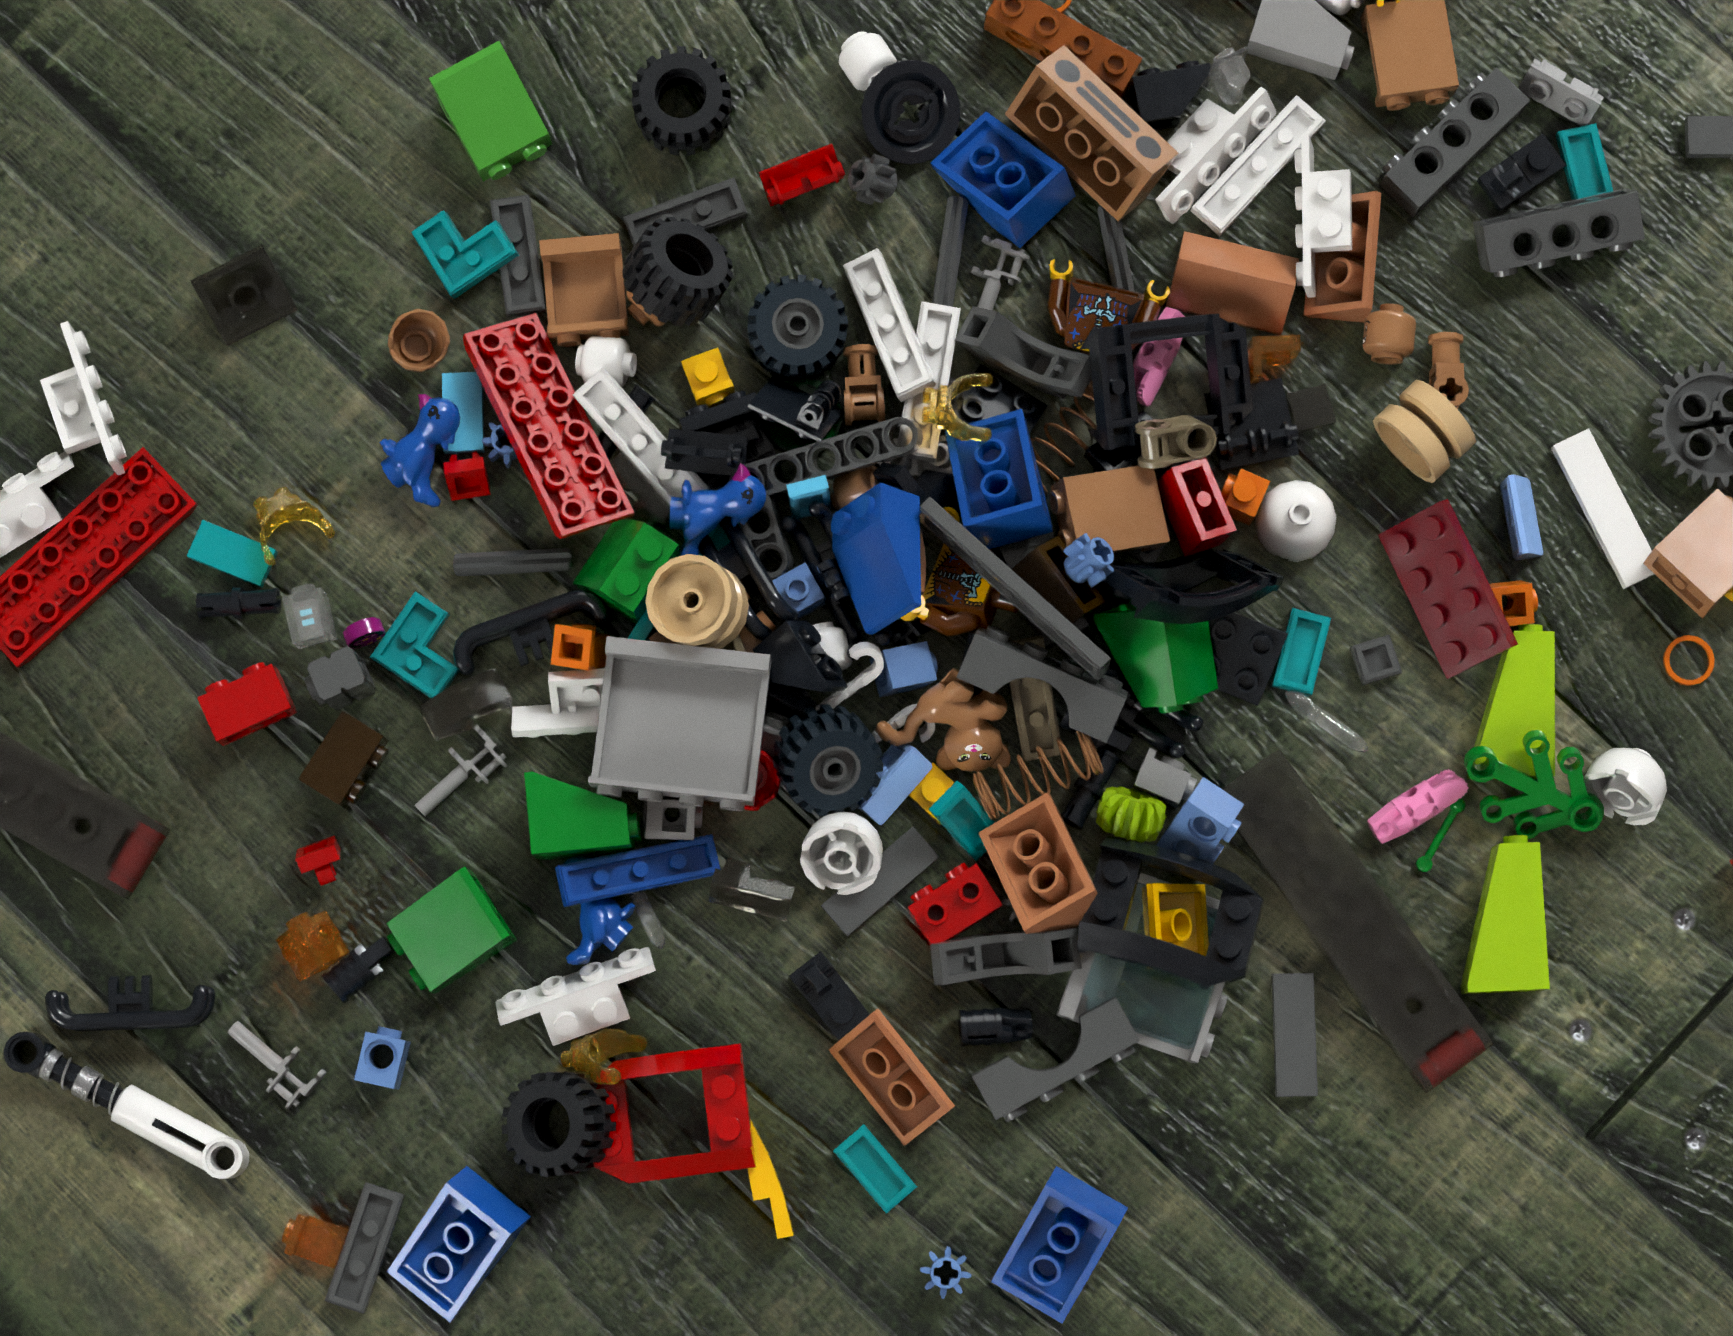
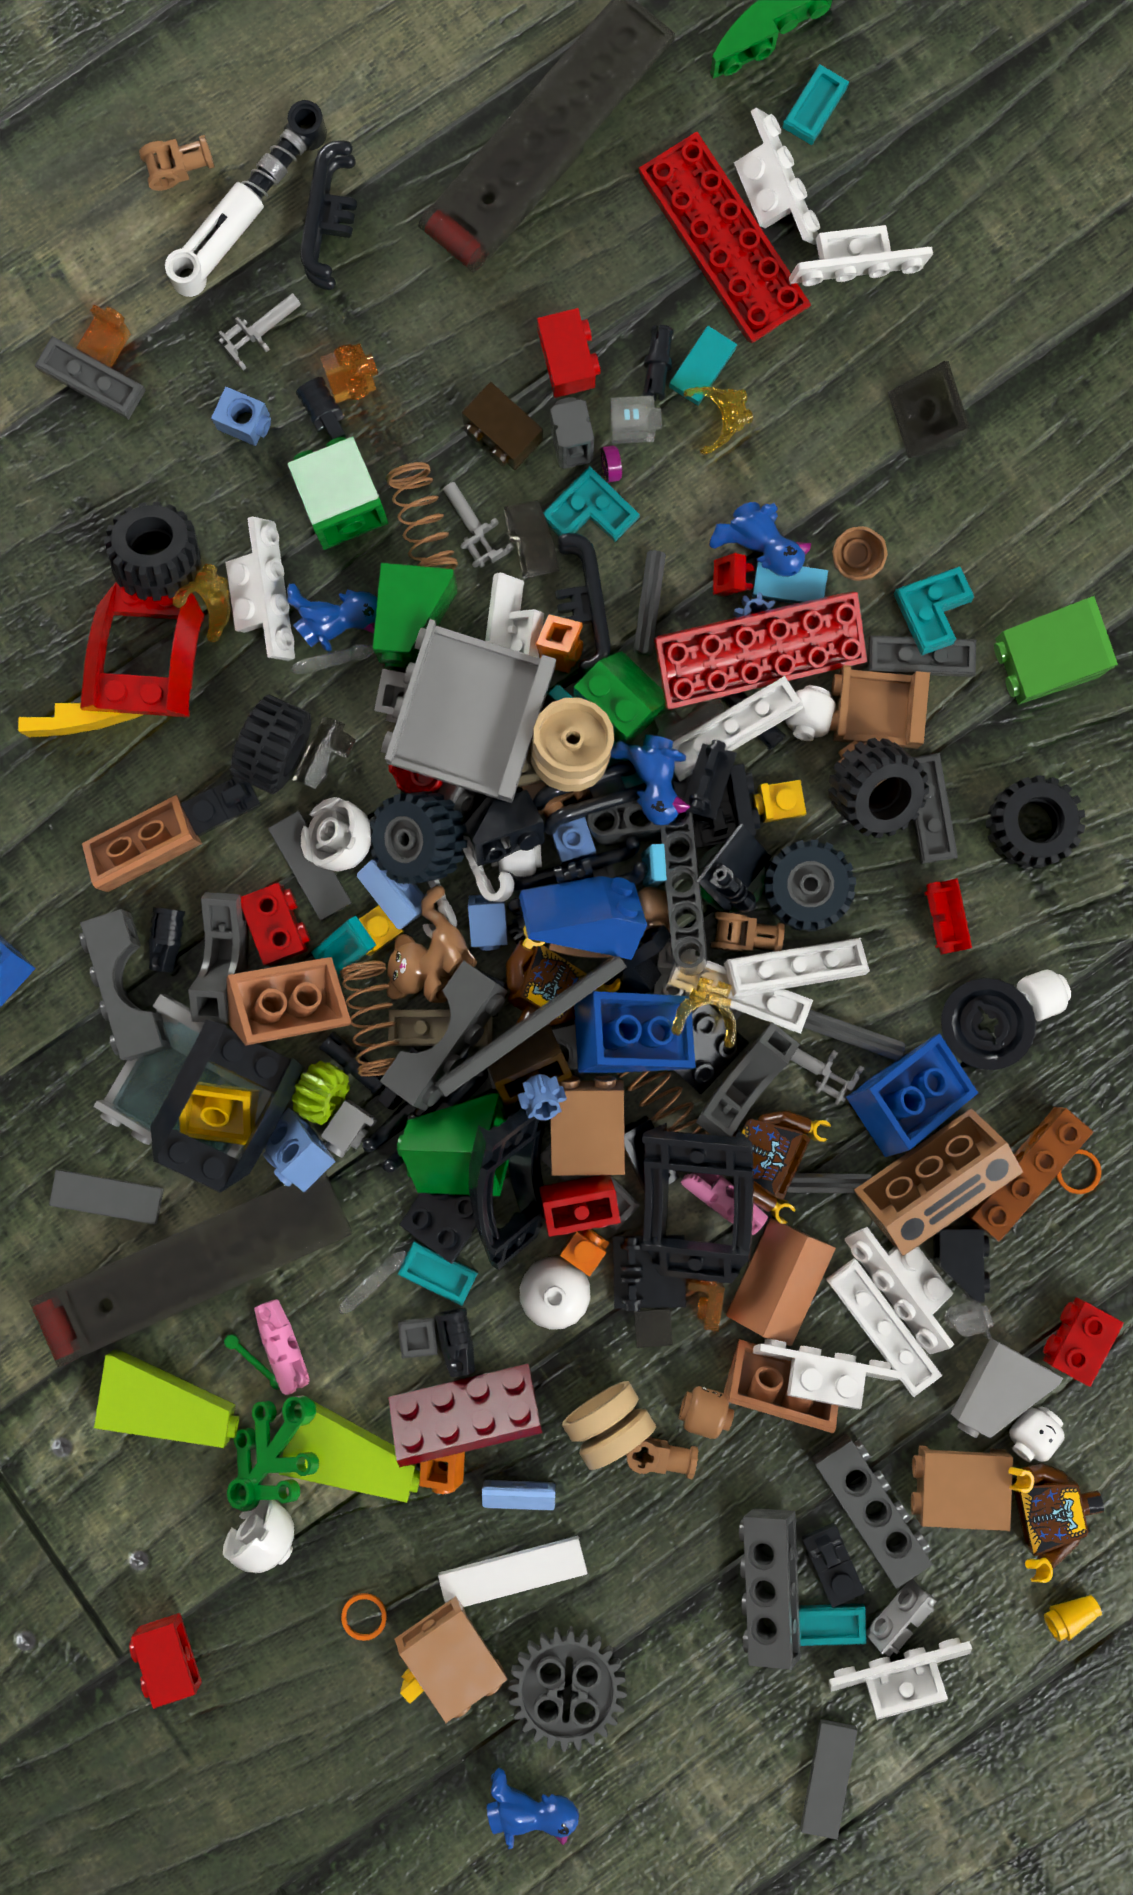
camera: 100 degrees right, 5 degrees up
(95, 1198) = (174, 161): none -> medium nougat connector
(320, 858) = (423, 393): red tile -> none
(458, 1243) = (76, 454): blue slope -> none
(517, 808) = (436, 559): none -> medium nougat piece
(637, 870) = (356, 657): blue tile -> none
(755, 942) = (270, 744): none -> black tyre
(872, 179) = (932, 978): dark grey gear -> none
(875, 1168) = (67, 814): teal tile -> none
(1166, 440) = (640, 1190): dark tan piece -> none
(1370, 616) = (456, 1341): none -> black hinge
(1627, 75) = (903, 1683): none -> white bracket

